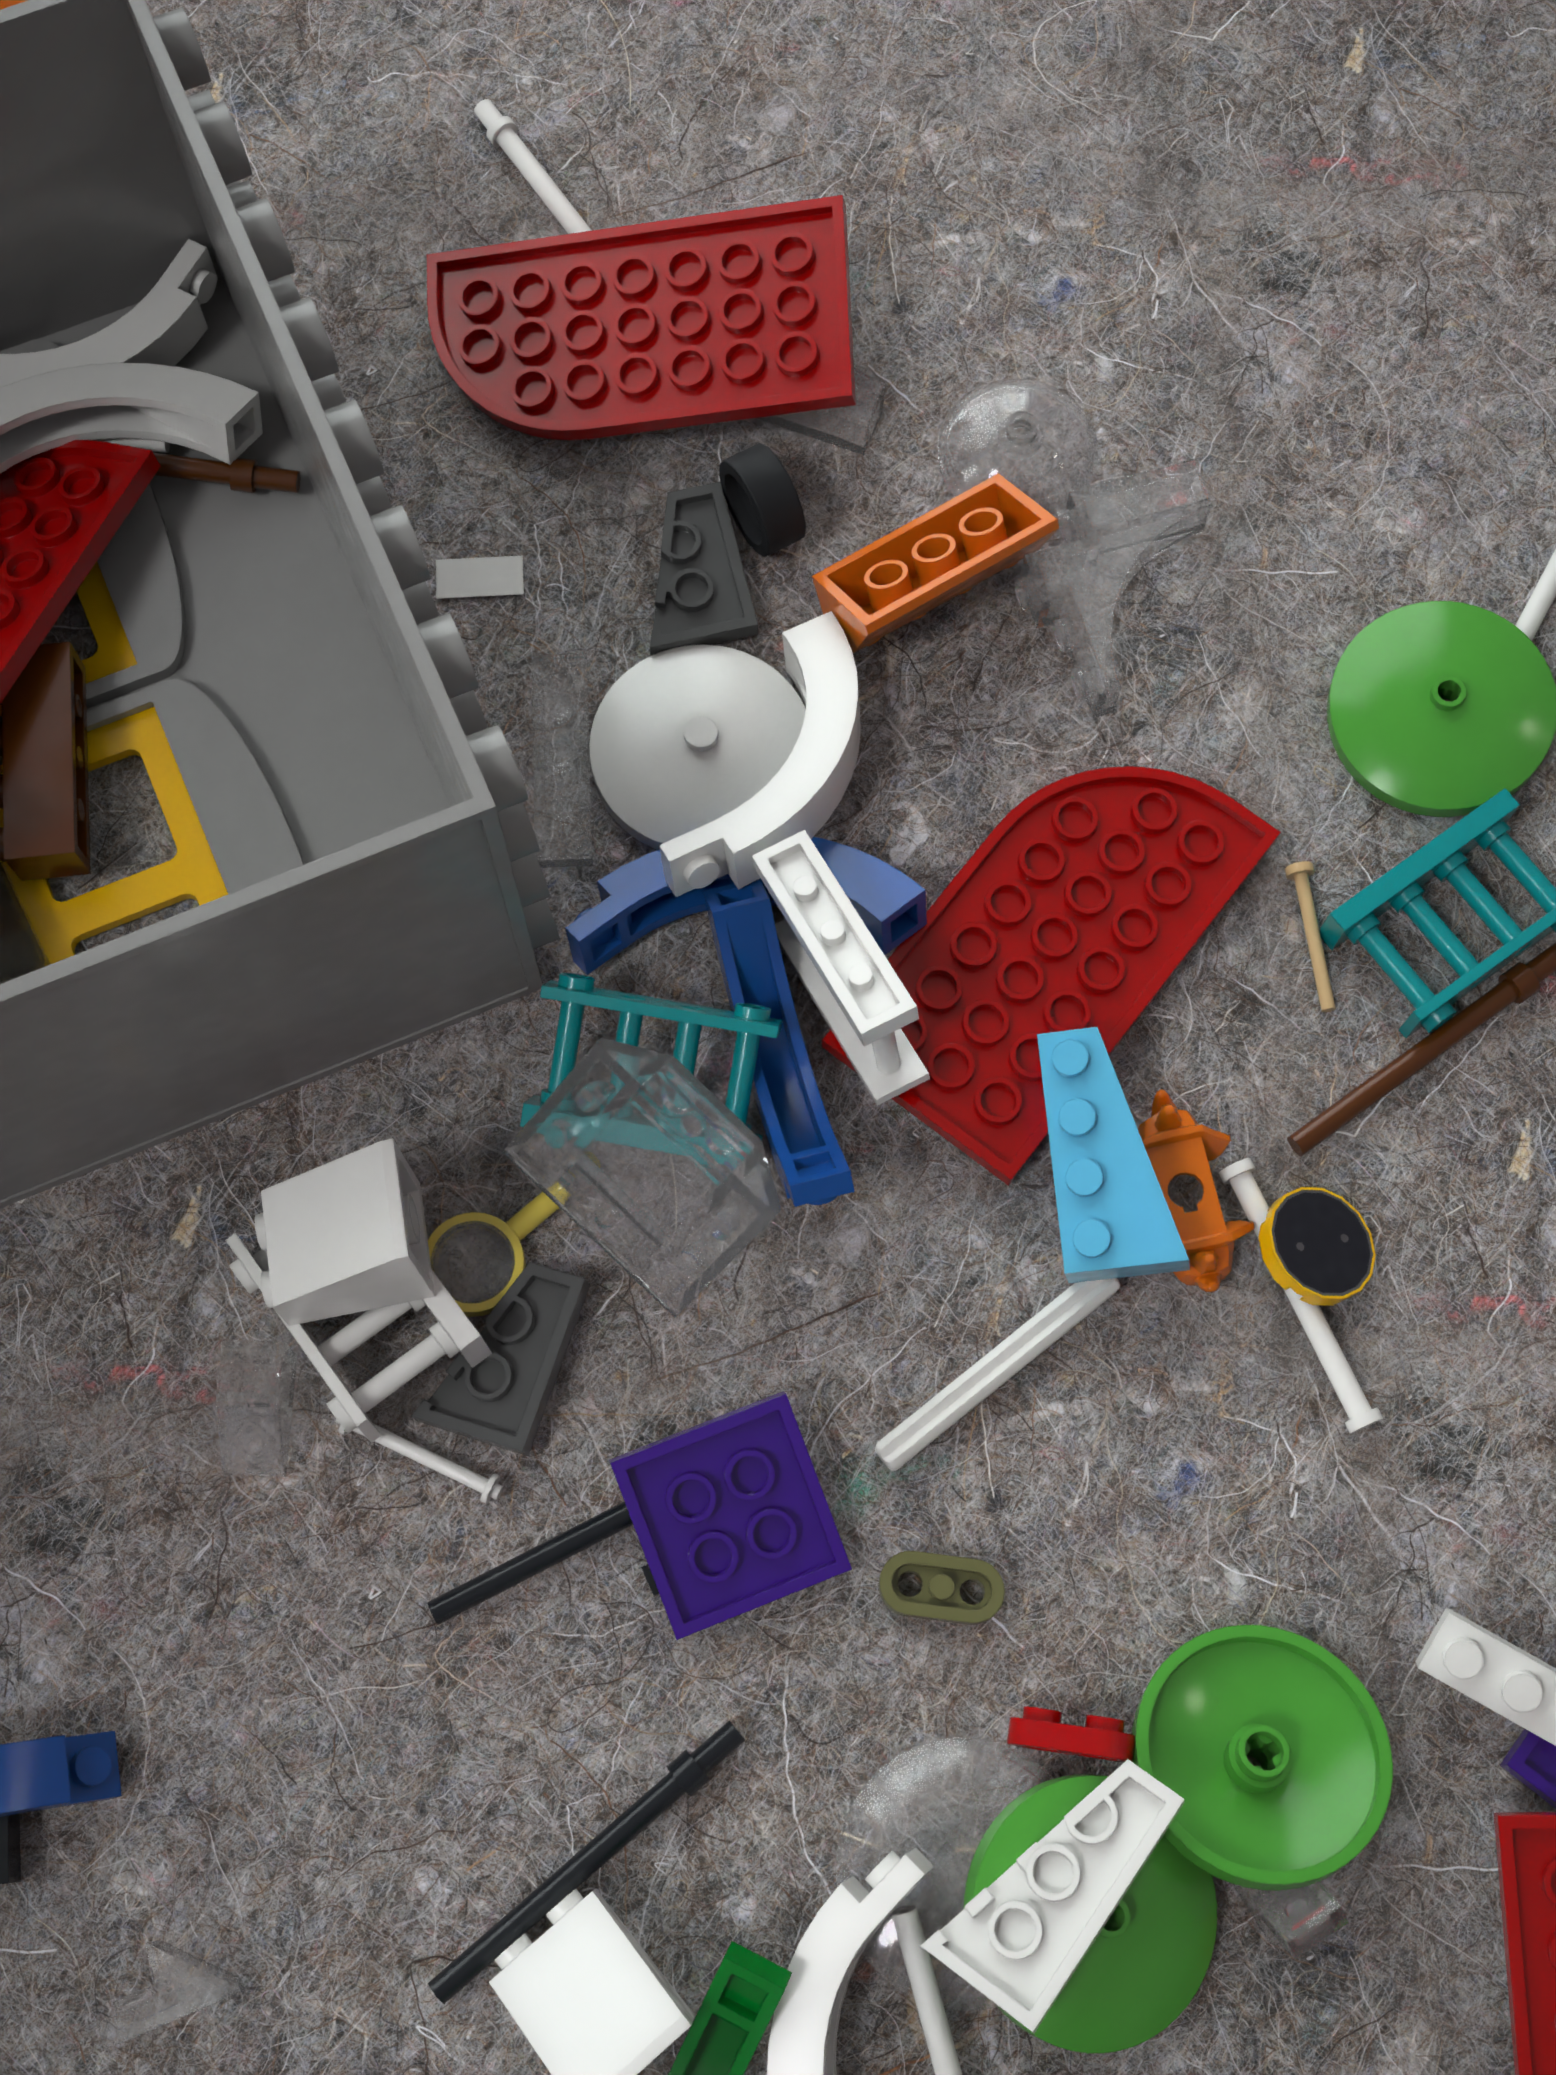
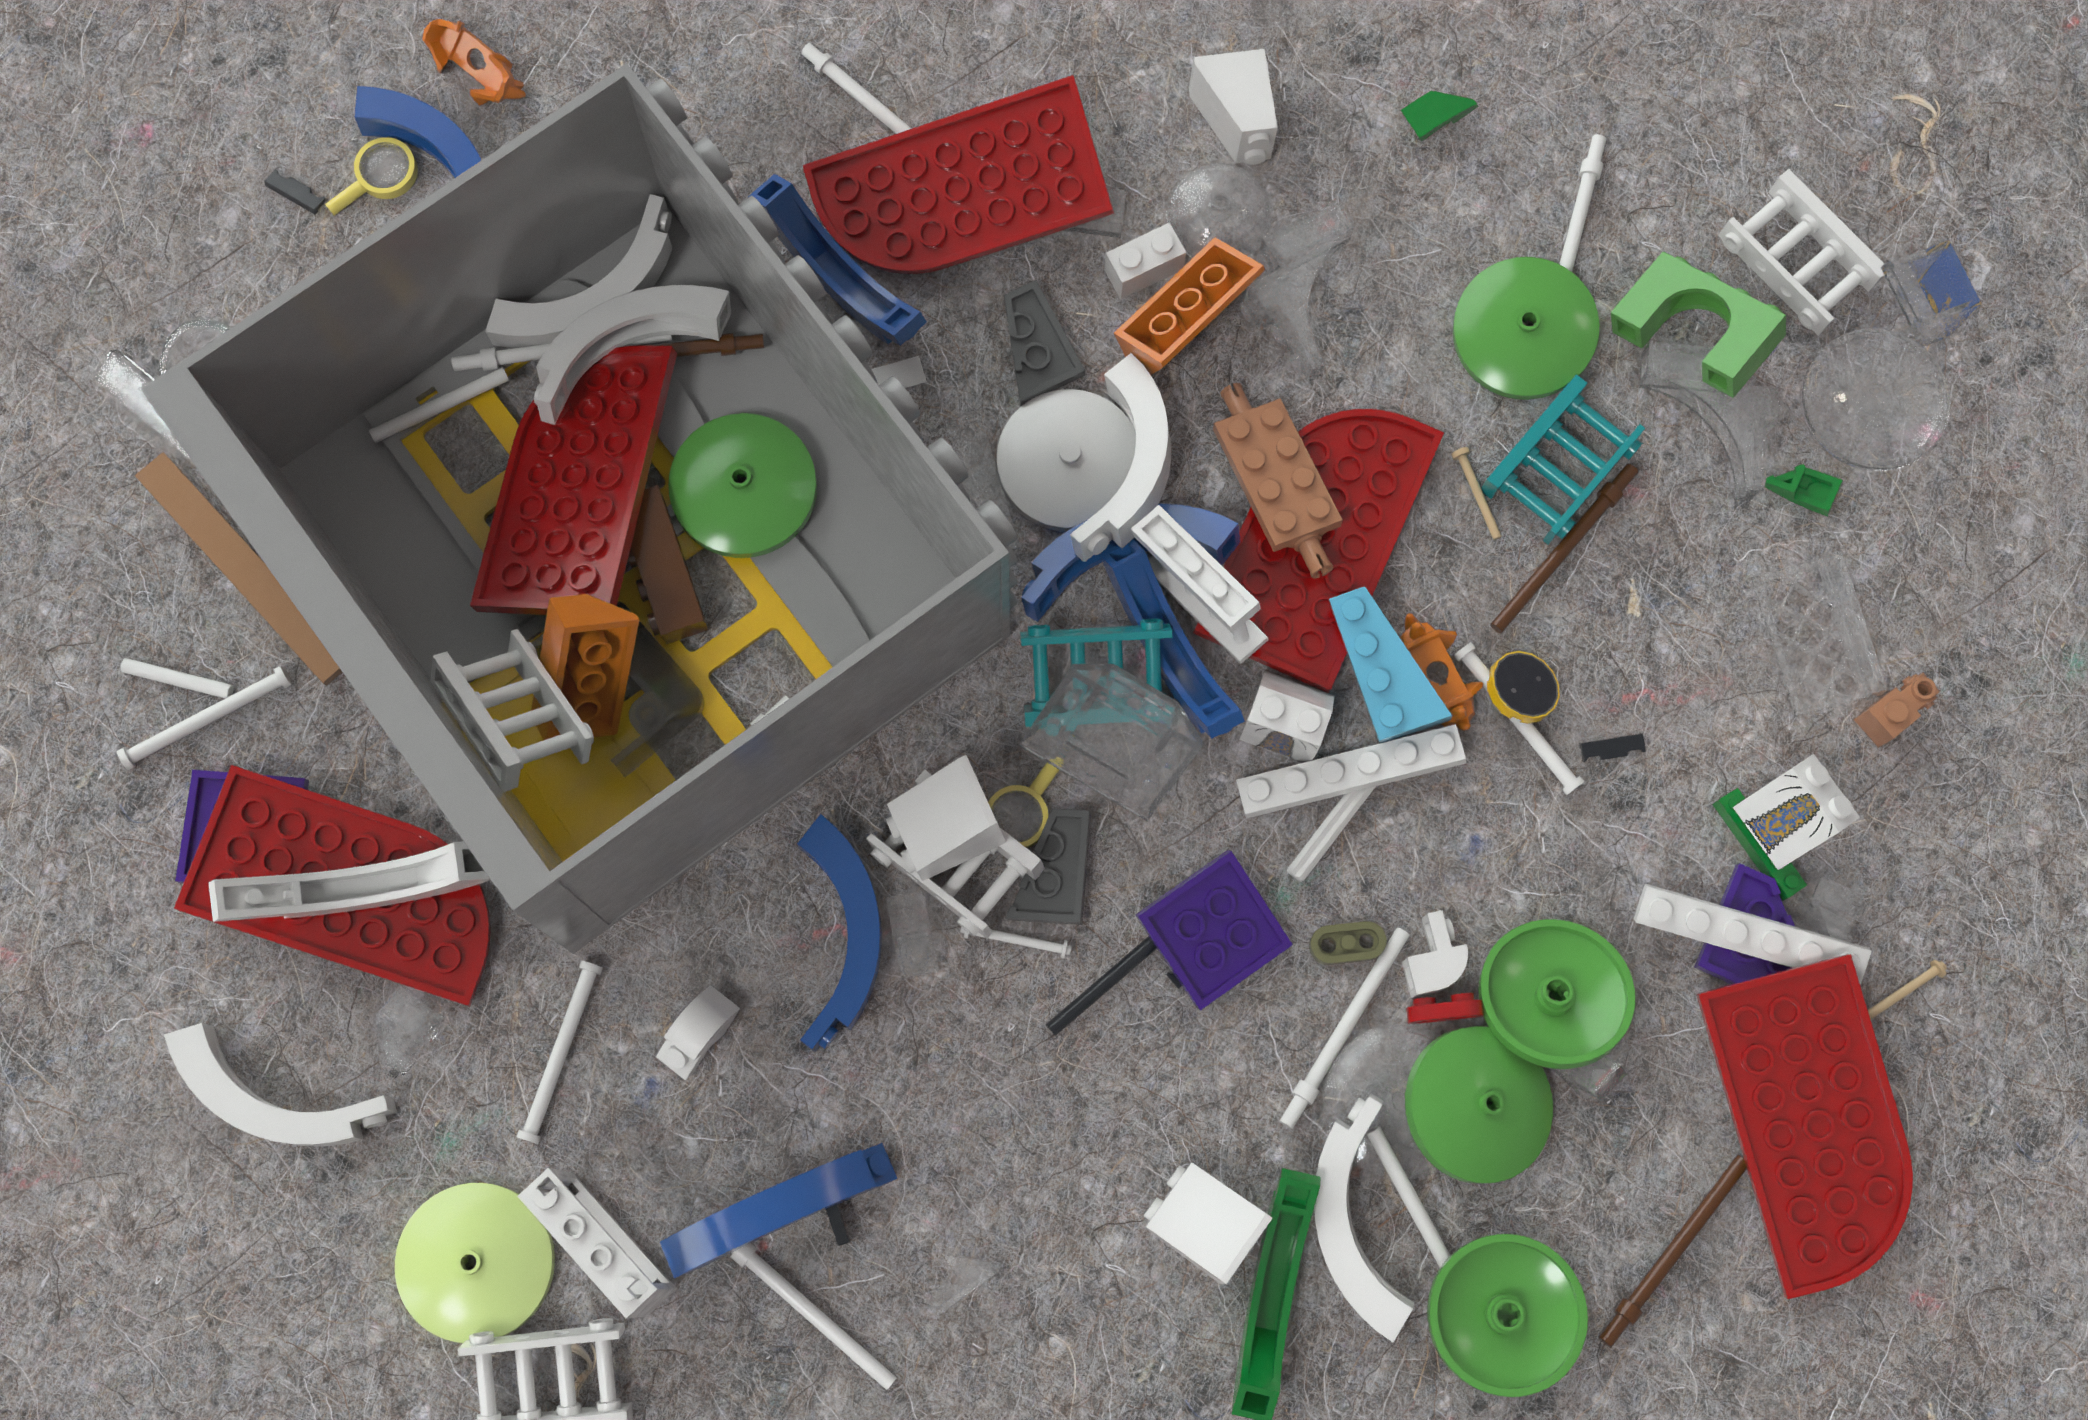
camera: 15 degrees left, 5 degrees up
(181, 1389) = (846, 871): none -> blue arch
(203, 677) = (749, 515): none -> bright green dish
(422, 392) = (838, 273): none -> blue arch
(686, 1775) = (1225, 1087): black bar -> none
(762, 499) = (1068, 287): black tyre -> none
(815, 1814) = (1306, 1090): none -> white bar
(886, 487) = (1144, 260): none -> white piece
(930, 1205) = (1288, 717): none -> white slope
(1007, 841) = (1278, 477): none -> nougat plate
(1013, 1314) = (1351, 771): none -> white plate
(1045, 1912) = (1455, 1109): white wing -> none
(1078, 294) = (1236, 102): none -> white slope
(1080, 1664) = (1442, 965): none -> white brick
(1376, 372) = (1436, 110): none -> green slope
(1440, 1375) = (1612, 747): none -> black piece

